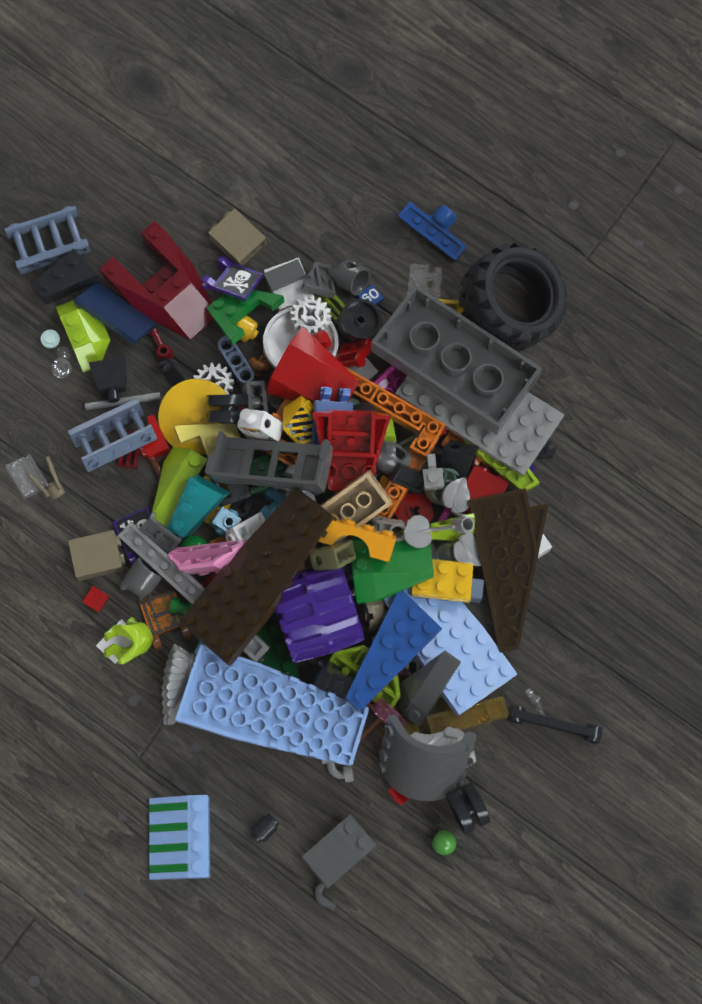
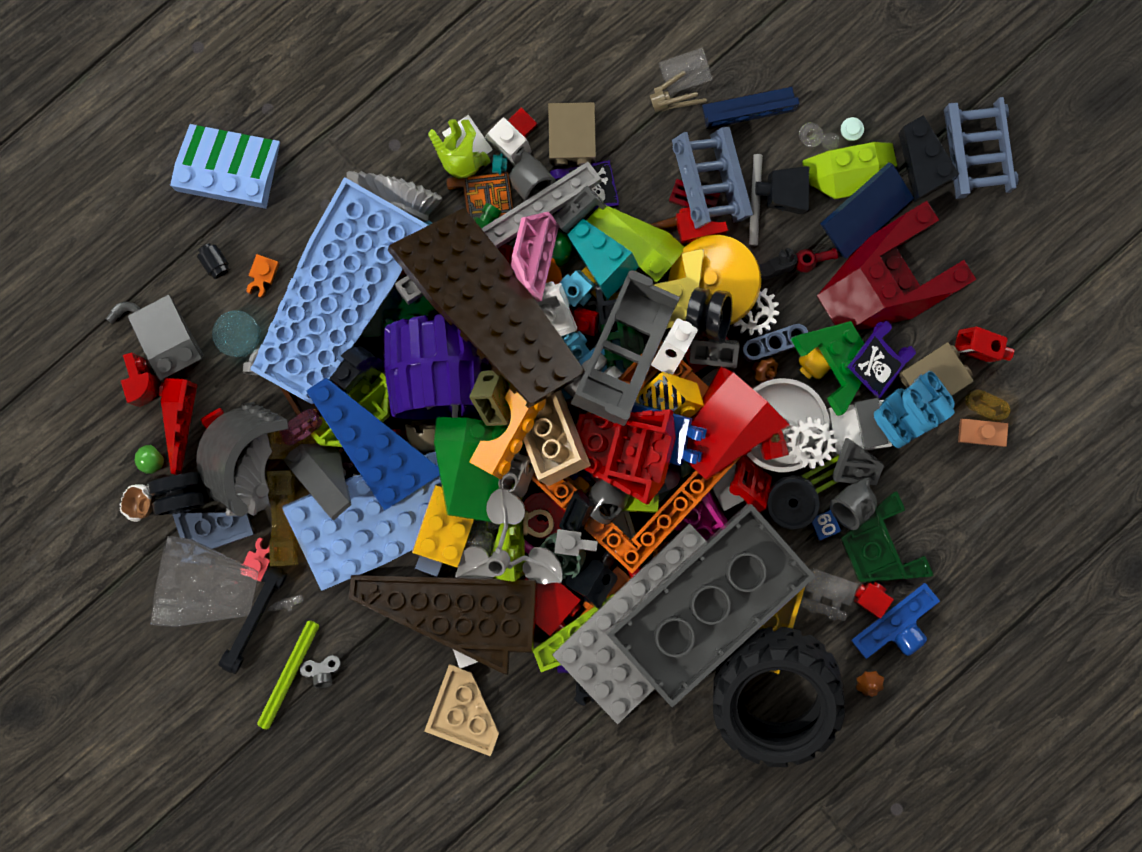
camera: 105 degrees right, 10 degrees up
(47, 420) = (750, 107): none -> dark blue fence
(112, 605) = (508, 141): none -> white torso
(133, 609) = (499, 164): none -> teal plate
(204, 203) = (983, 345): none -> red torso
(246, 196) = (989, 400): none -> clear yellow beam
(249, 508) = (586, 320): none -> red plate
(264, 785) = (263, 272): none -> orange plate
(270, 241) = (920, 405): none -> dark azure piece
(272, 197) = (983, 432): none -> nougat tile
(322, 794) = (236, 333): none -> clear light blue tile
(383, 257) = (873, 551): none -> dark green wing
(384, 860) = (141, 385): none -> red brick
(393, 828) = (177, 410): none -> red wedge
(419, 250) = (873, 599): none -> red brick
(430, 519) = (526, 529): none -> tan piece
(482, 843) = (136, 503): none -> medium nougat hair
(484, 240) = (870, 683): none -> dark orange piece
(490, 776) = (213, 528): none -> sand blue wing
(508, 733) = (258, 560): none -> coral plate
(538, 773) = (200, 585): none -> clear wedge
(582, 659) = (321, 671): none -> piece
(586, 540) = (462, 713): none -> tan plate
(590, 685) = (288, 675): none -> lime axle

